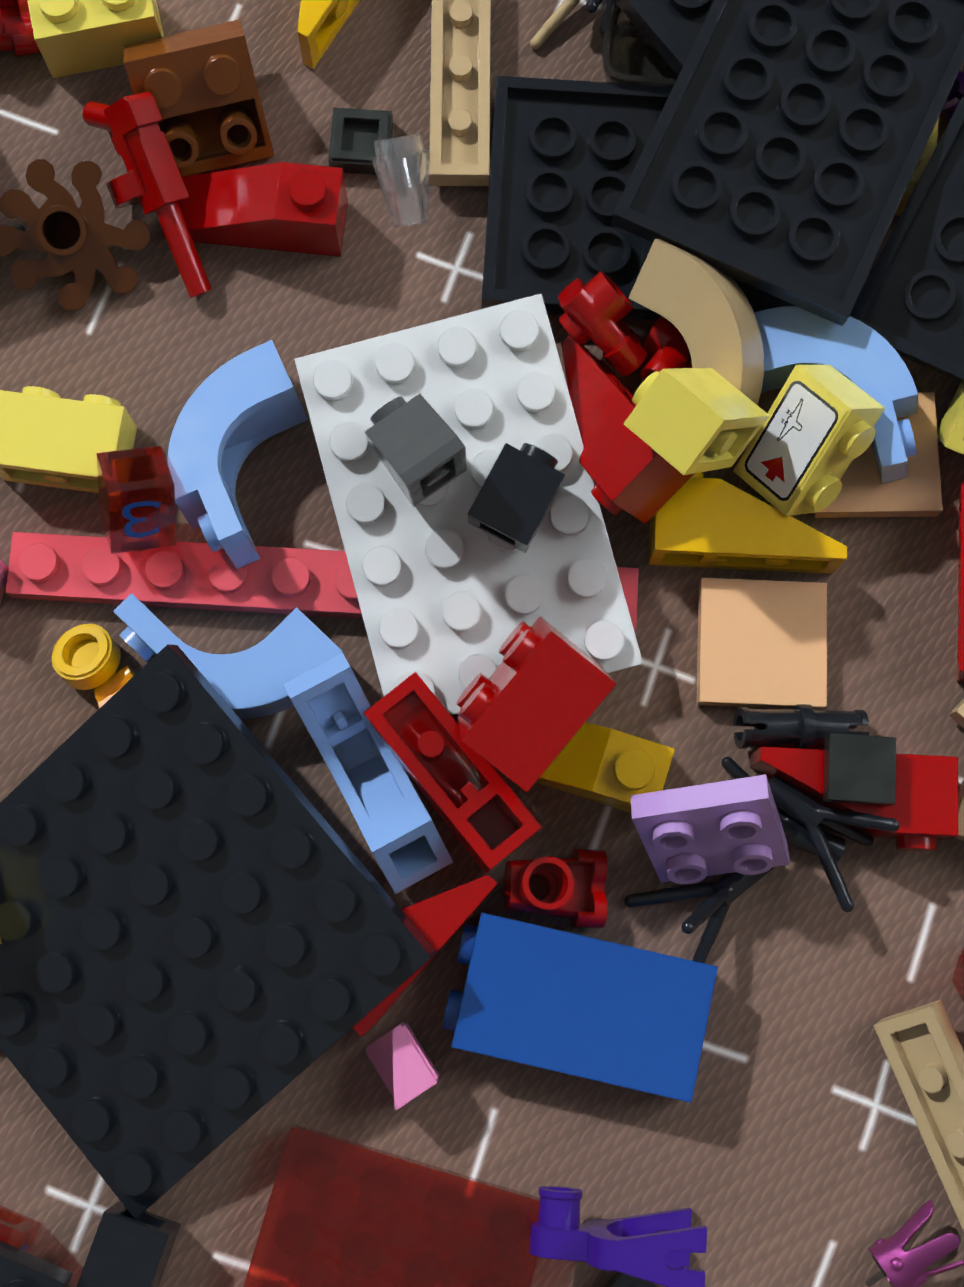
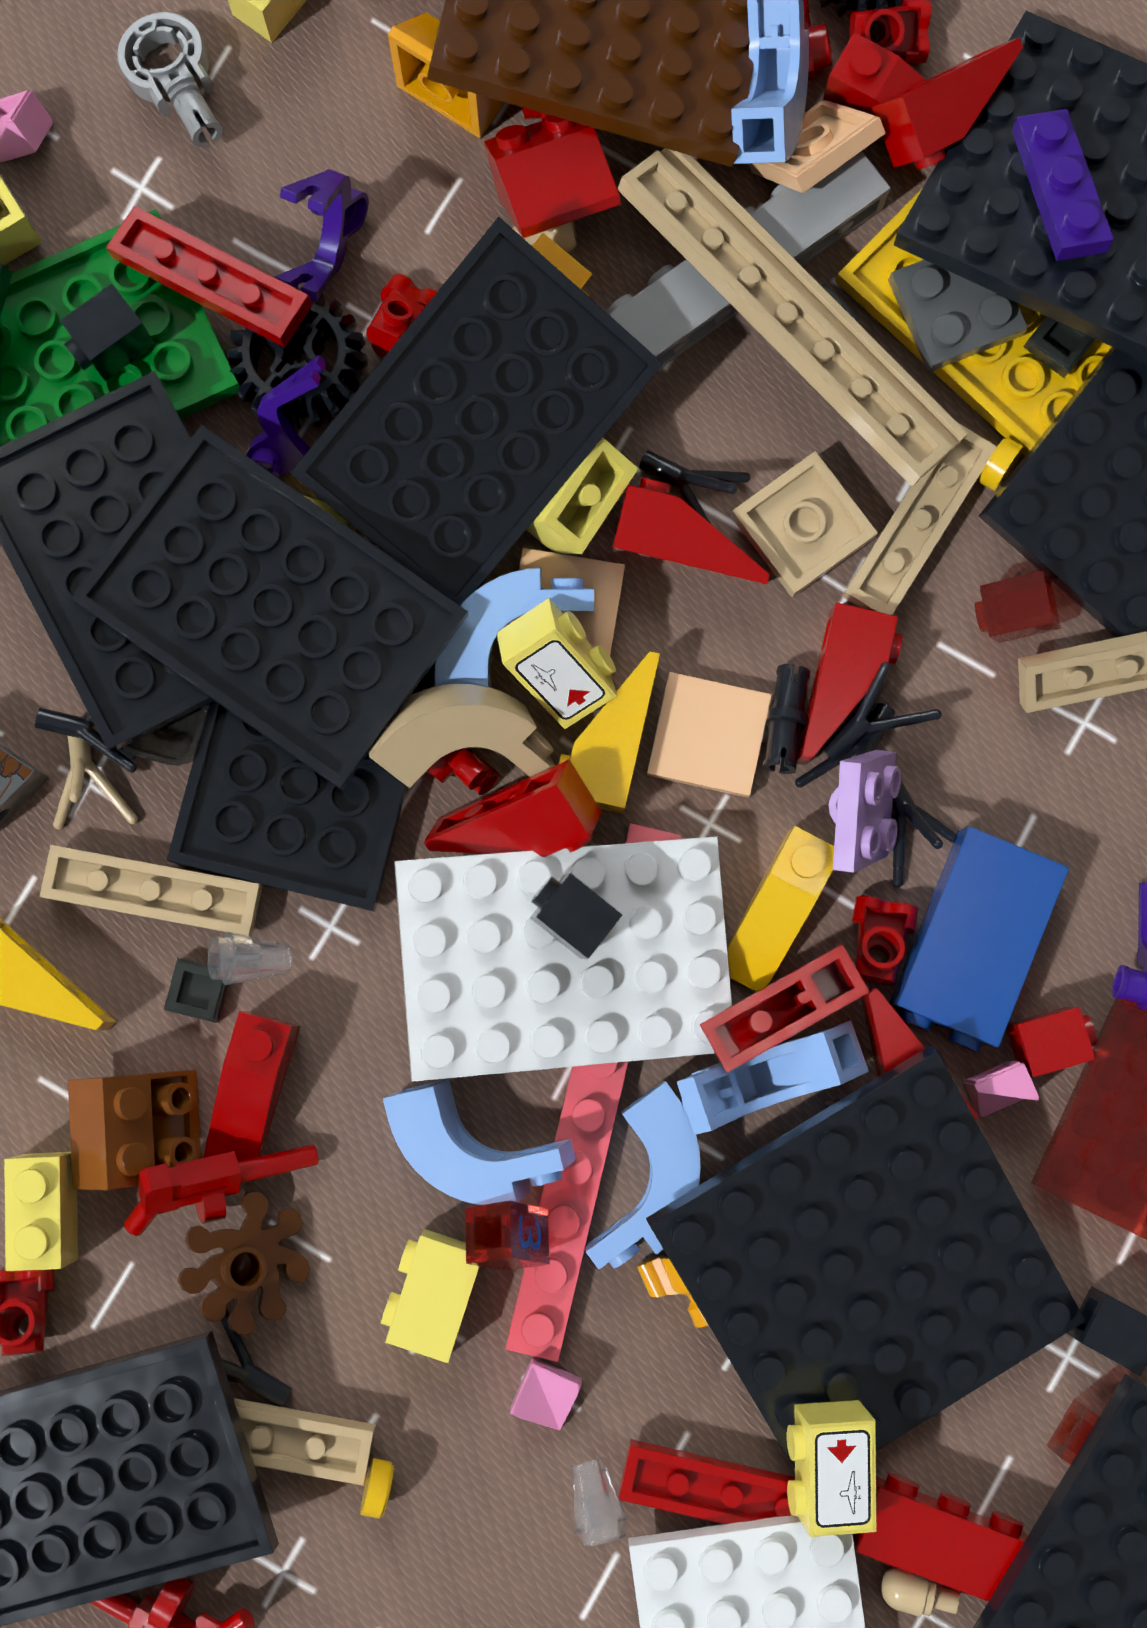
camera: 80 degrees left, 5 degrees up
(86, 656) = (624, 1300): yellow tile -> none
(416, 447) = (522, 992): dark grey slope -> none
(472, 1122) = (1053, 1040): none -> red brick
(531, 702) = (747, 934): red brick -> none
(596, 315) = (413, 812): red plate -> none
(694, 418) = (539, 757): light yellow brick -> none
(859, 769) = (836, 682): pearl dark grey tile -> none

